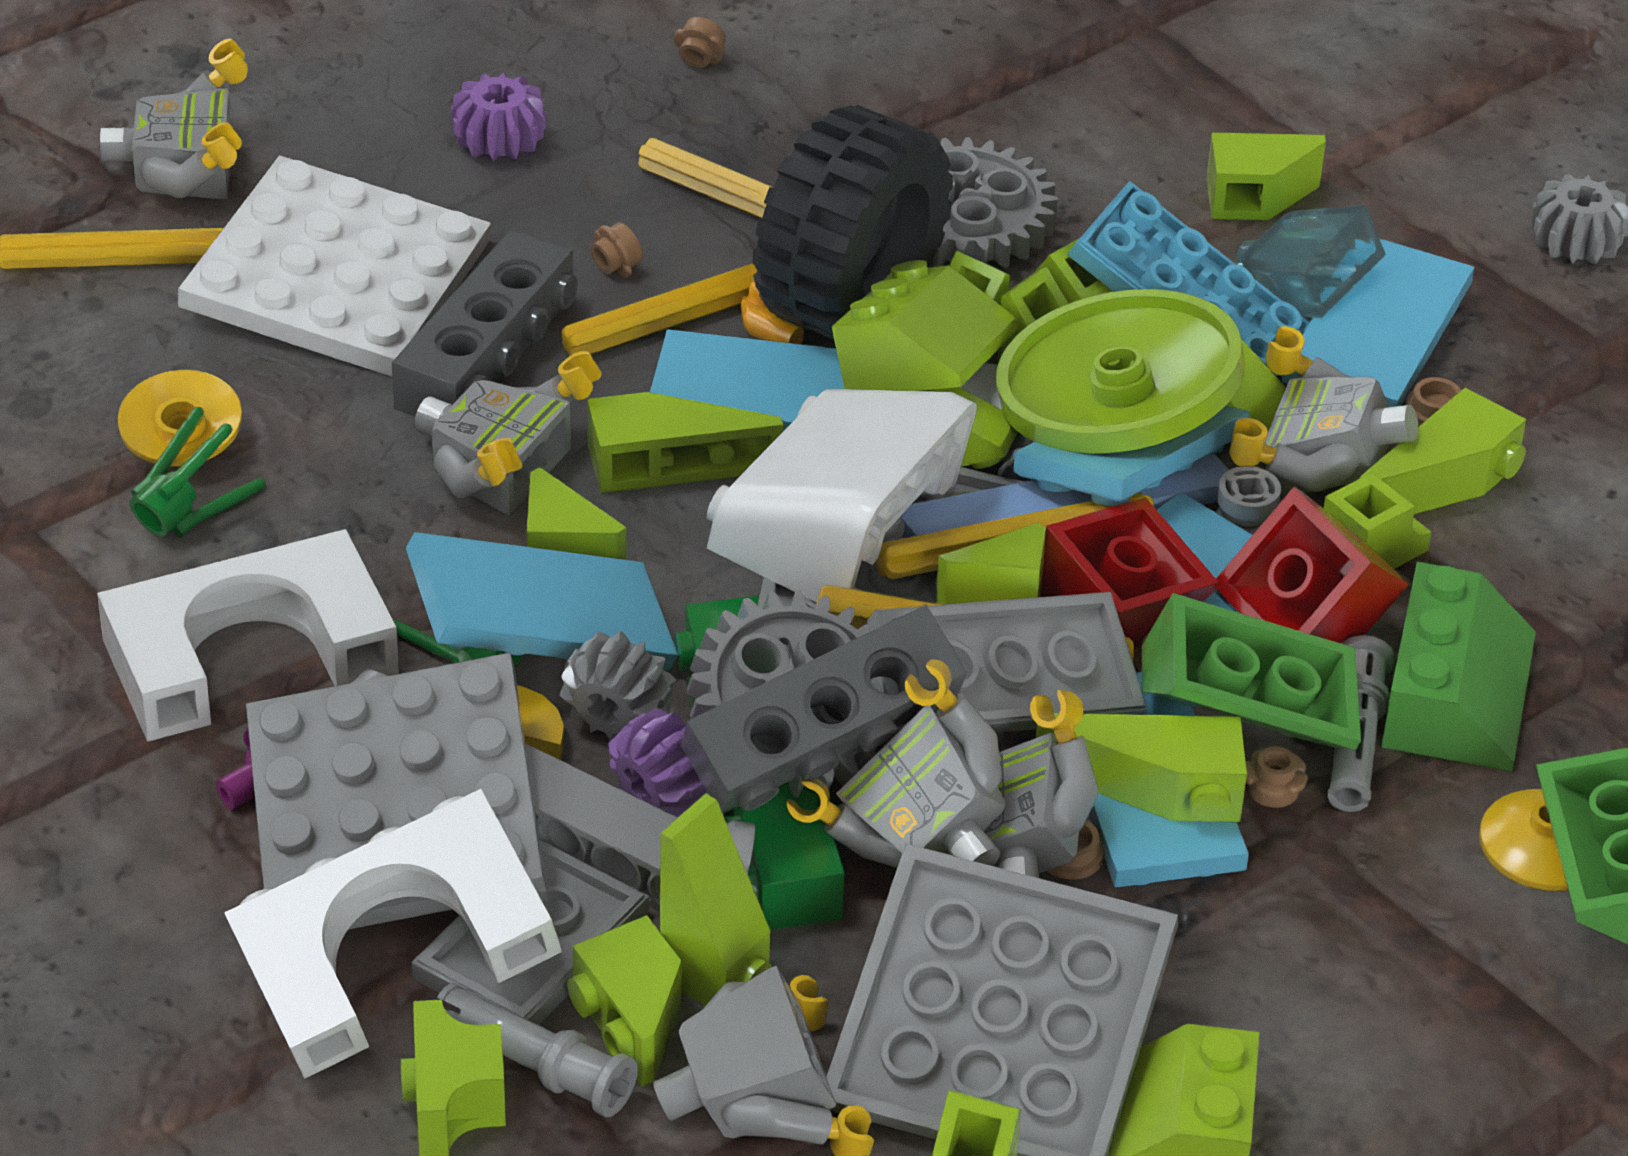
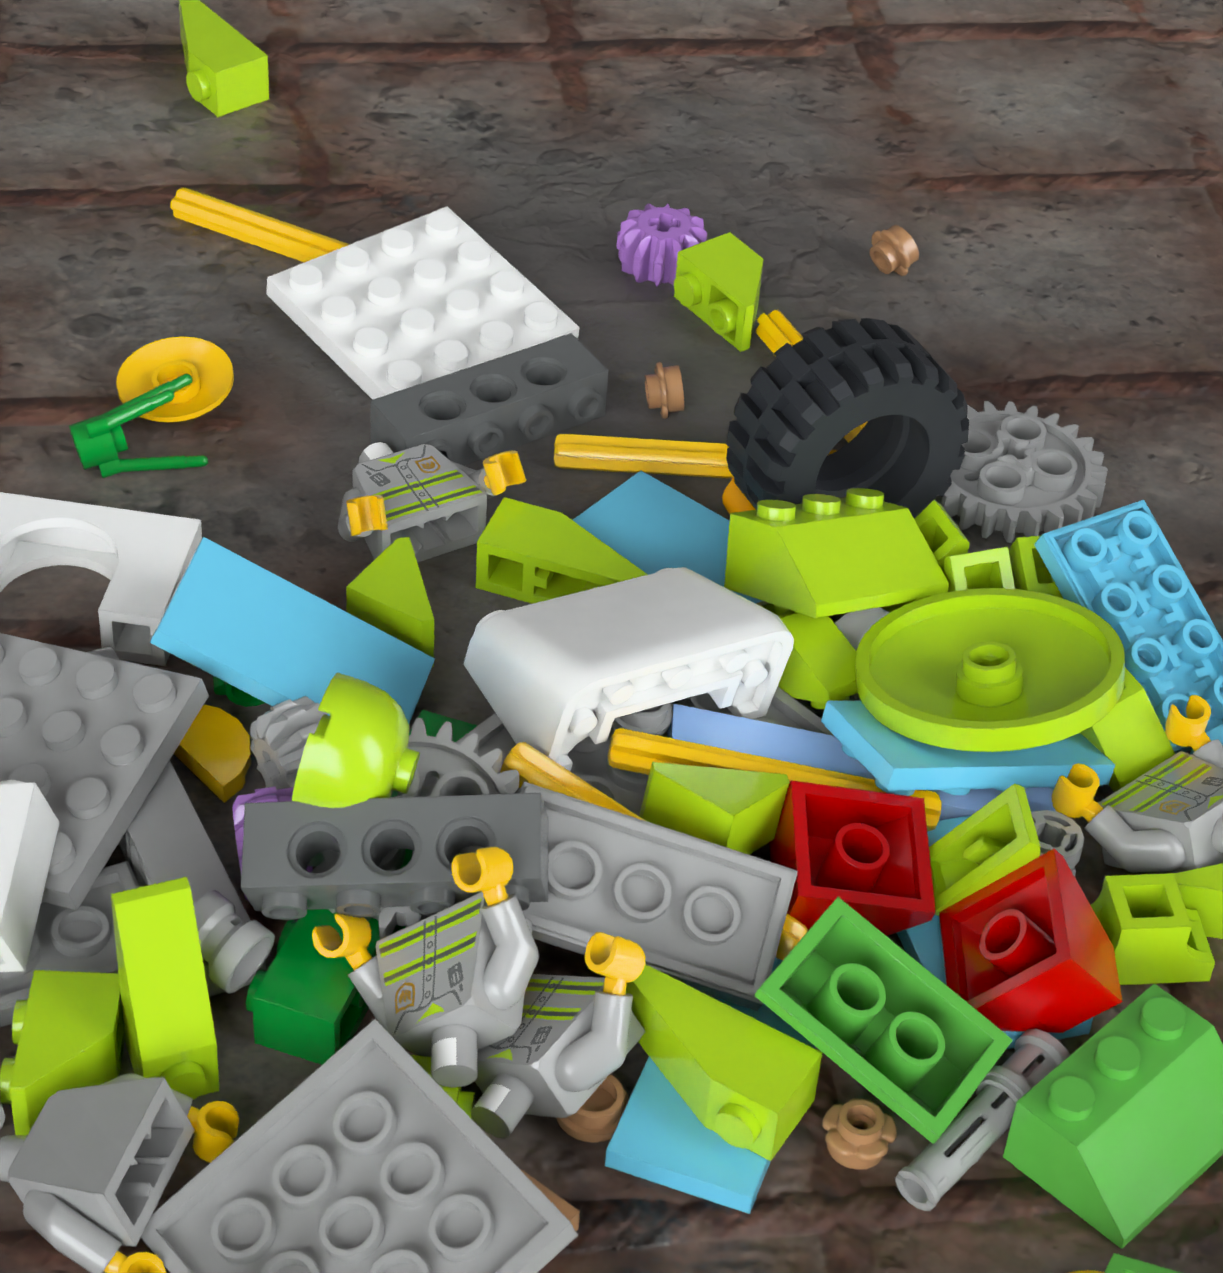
camera: 30 degrees right, 0 degrees up
(185, 138) = (394, 169): light grey torso -> none
(589, 135) = (721, 286): none -> lime slope
(740, 637) = (356, 749): none -> lime cylinder
(1230, 511) = (984, 848): none -> lime slope

